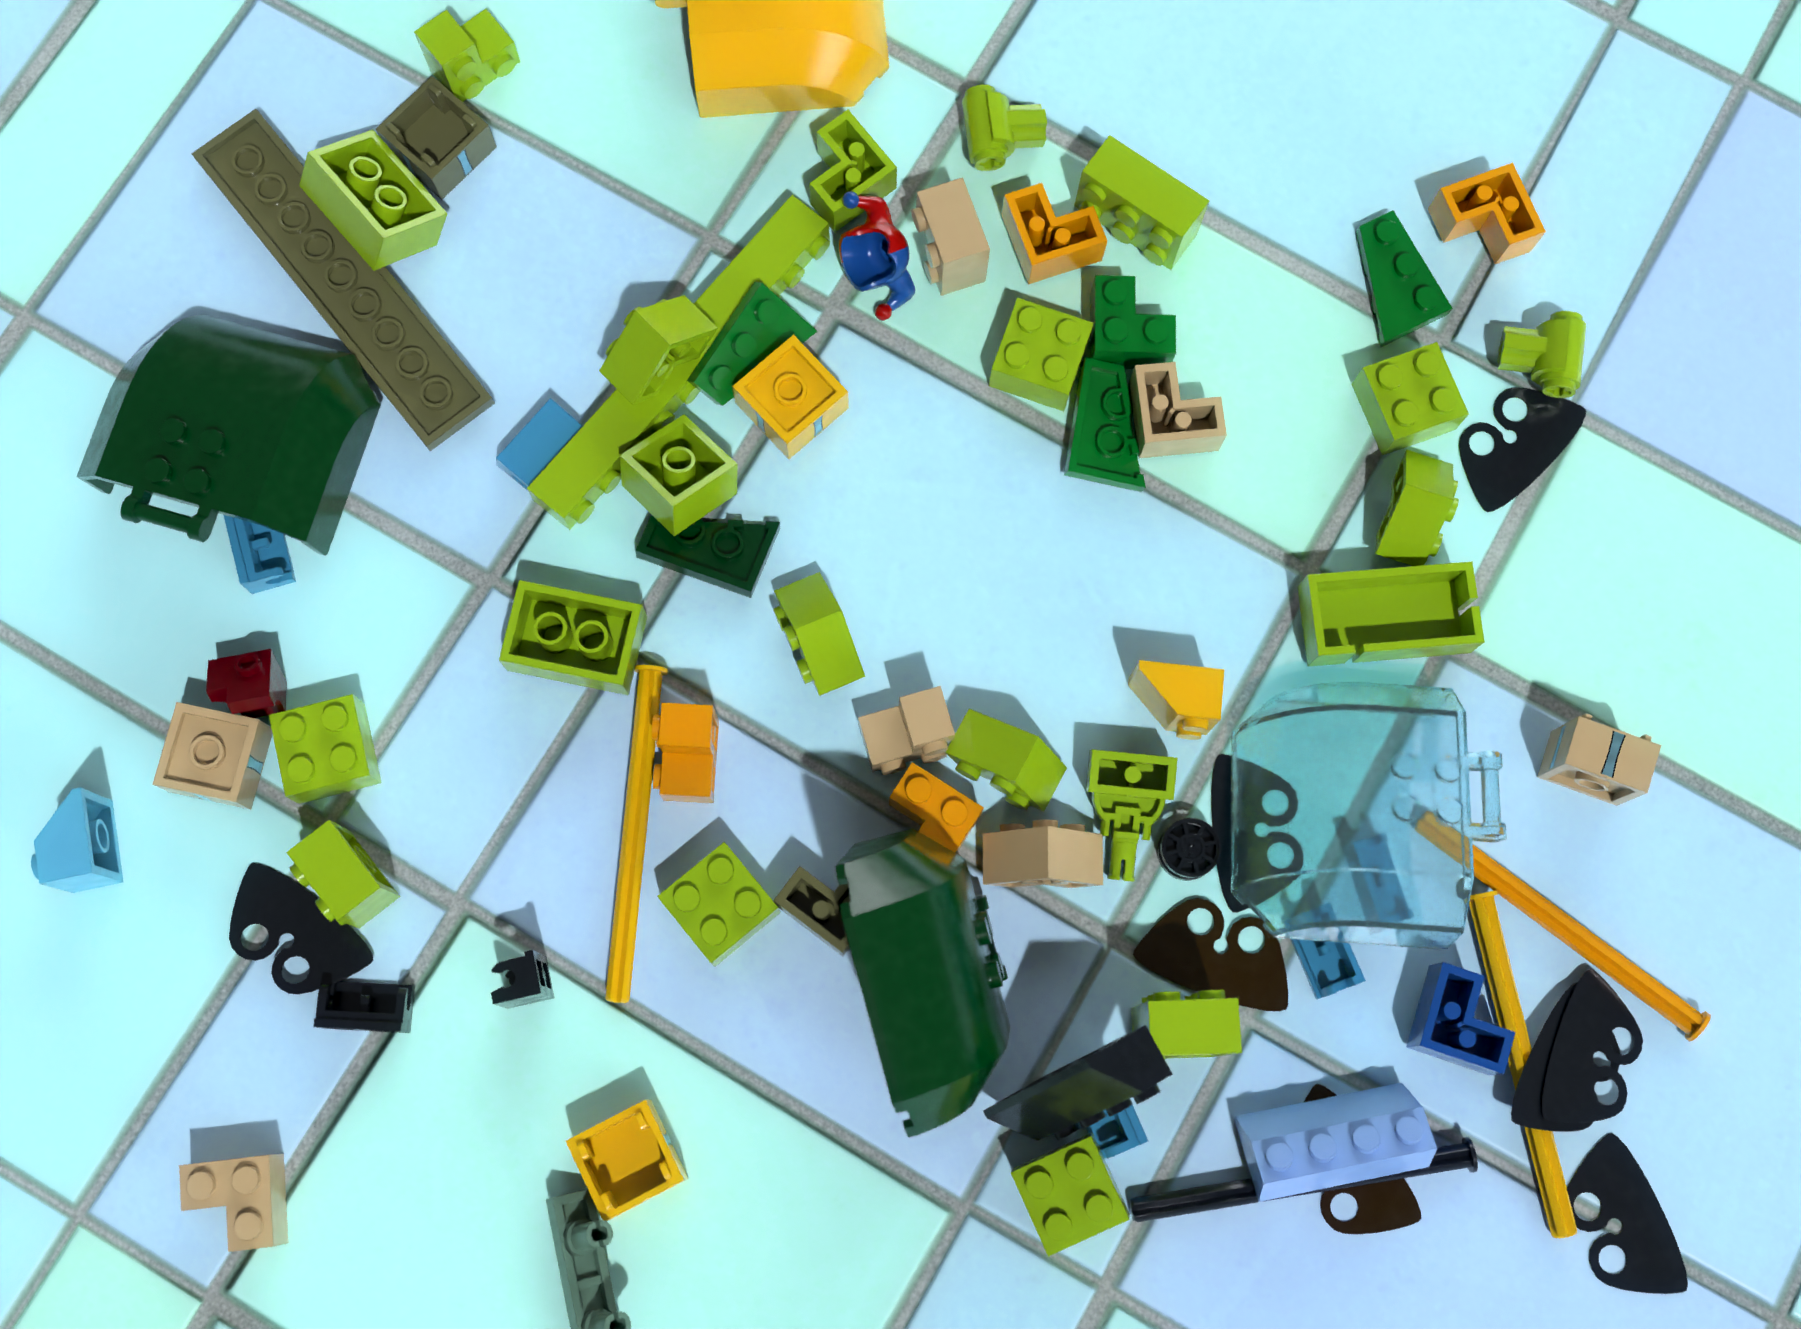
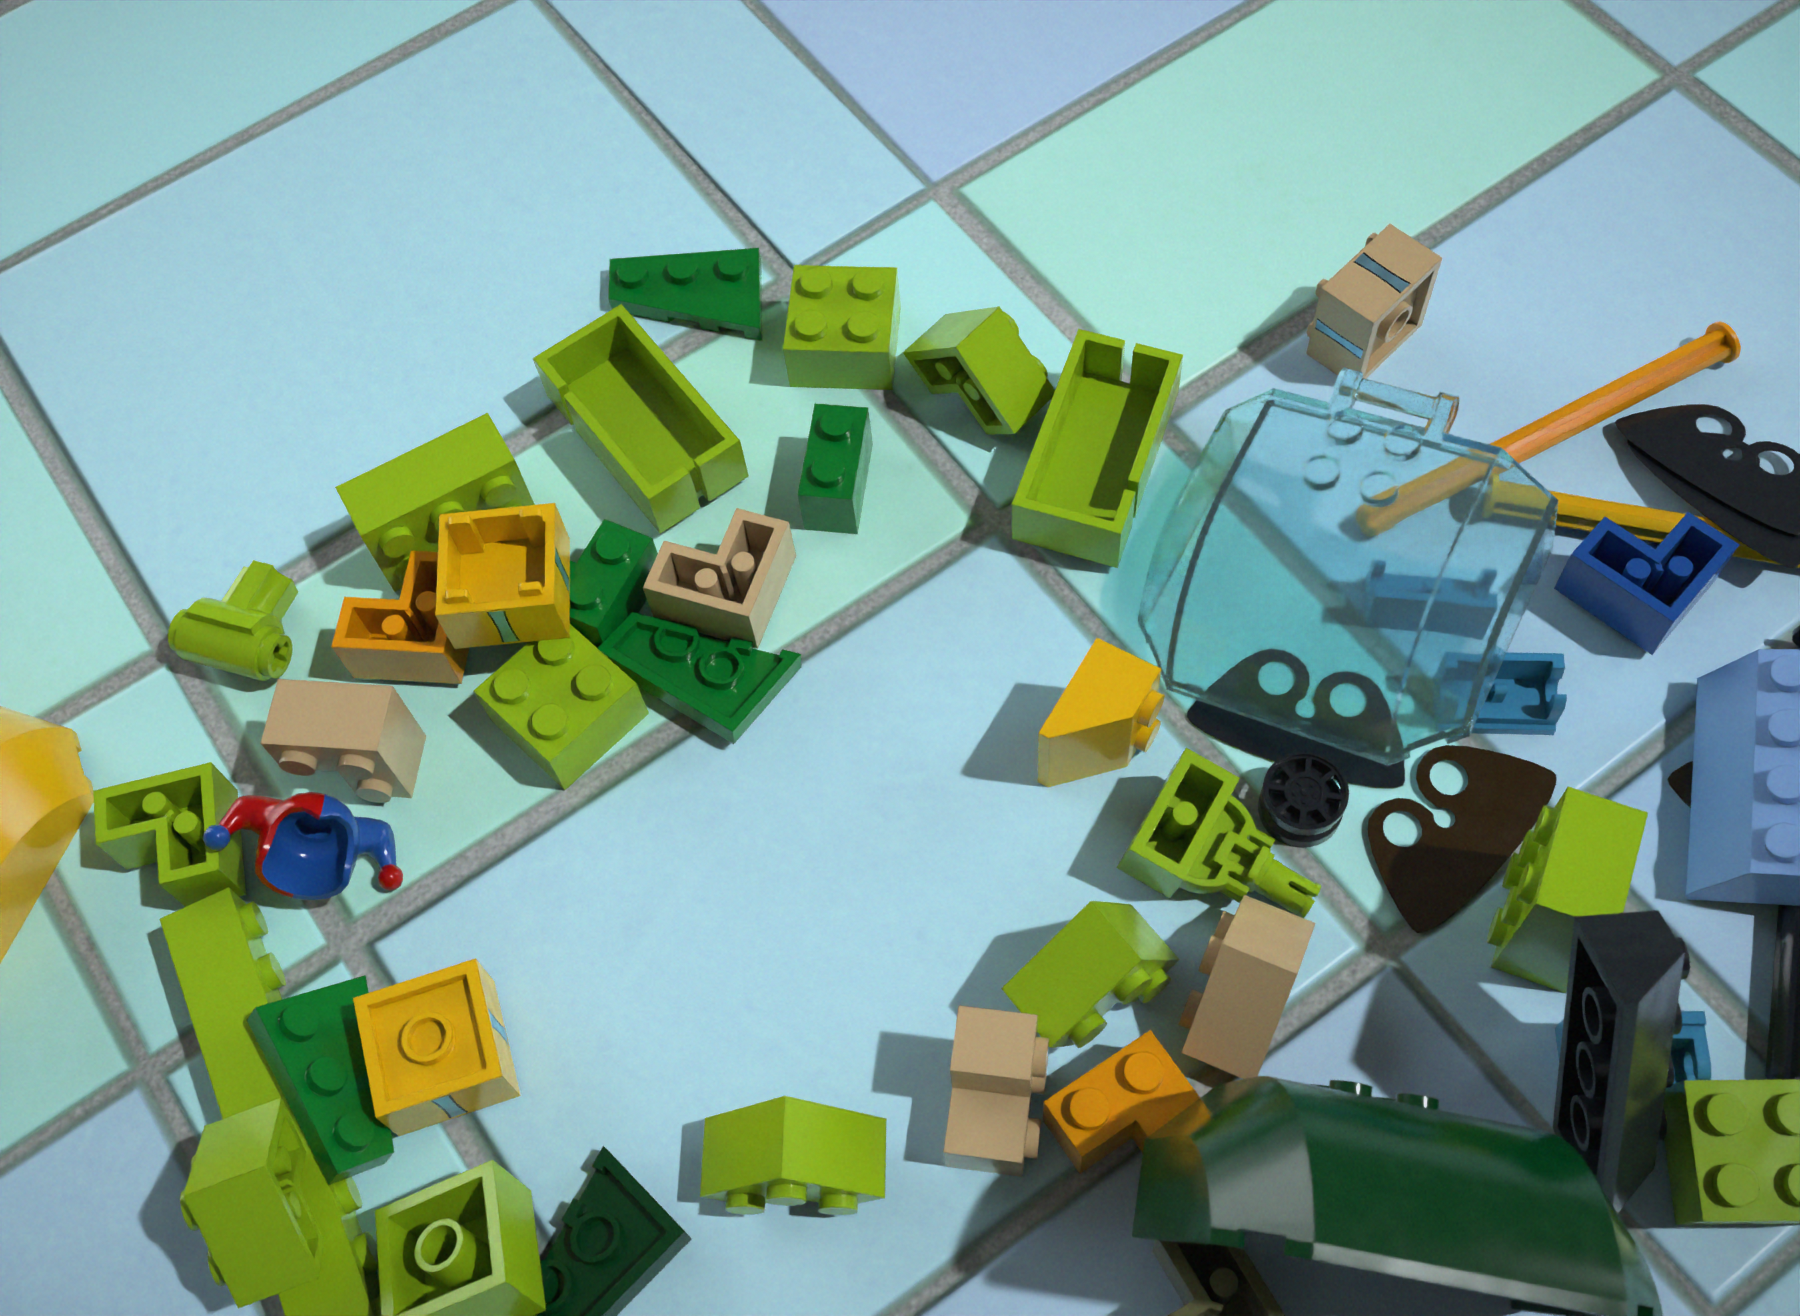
camera: 55 degrees left, 15 degrees down
(1096, 275) = (503, 576): none -> yellow container
(1268, 297) = (641, 417): none -> lime piece
(1292, 446) = (835, 468): none -> green brick
(1493, 205) = (669, 157): light orange brick -> none
(1514, 466) = (973, 263): black piece -> none
(1549, 353) = (860, 175): lime piece -> none

